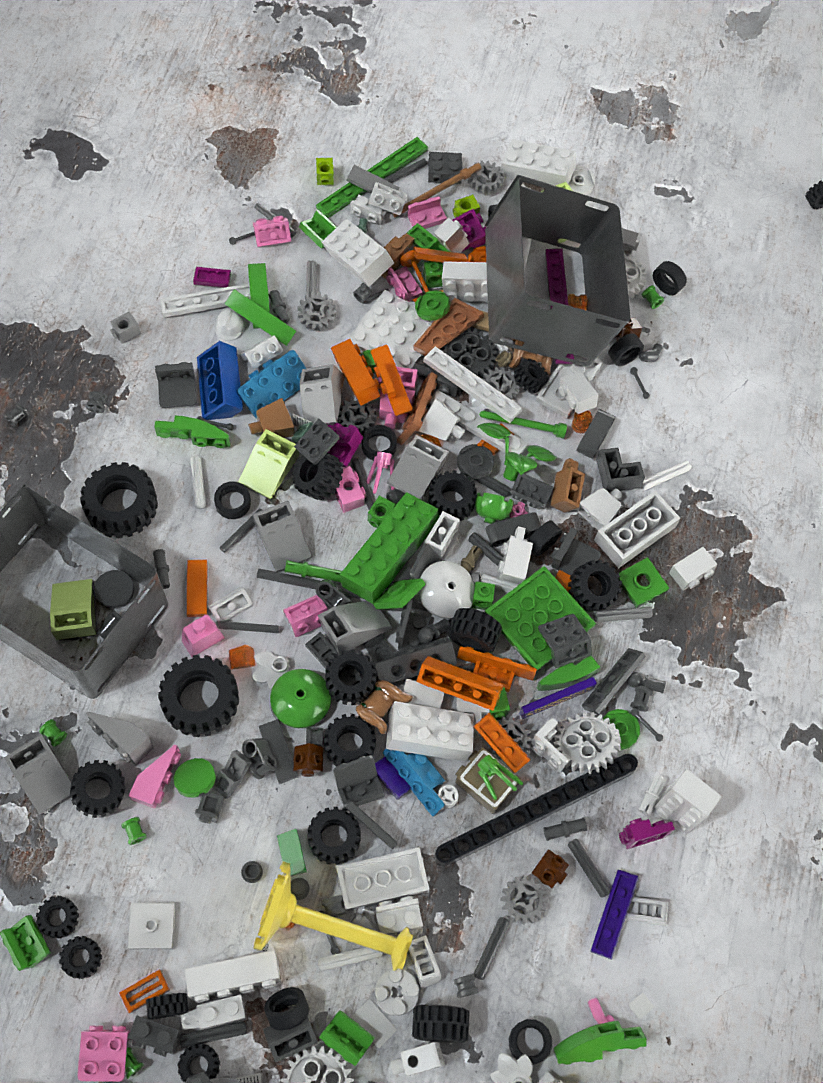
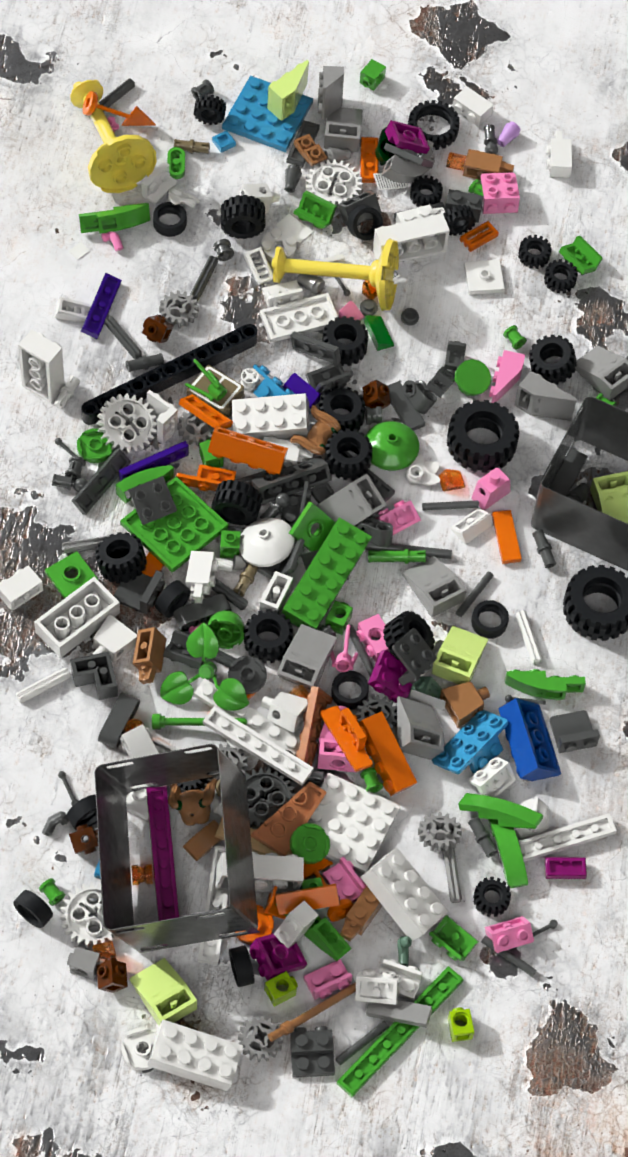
camera: 175 degrees right, 5 degrees down
(280, 269) = (497, 886): none -> black tyre
(321, 880) = (351, 310): none -> bright pink slope
(333, 906) = (338, 294): dark grey wheel -> none
(642, 832) = (79, 354): magenta plate -> none

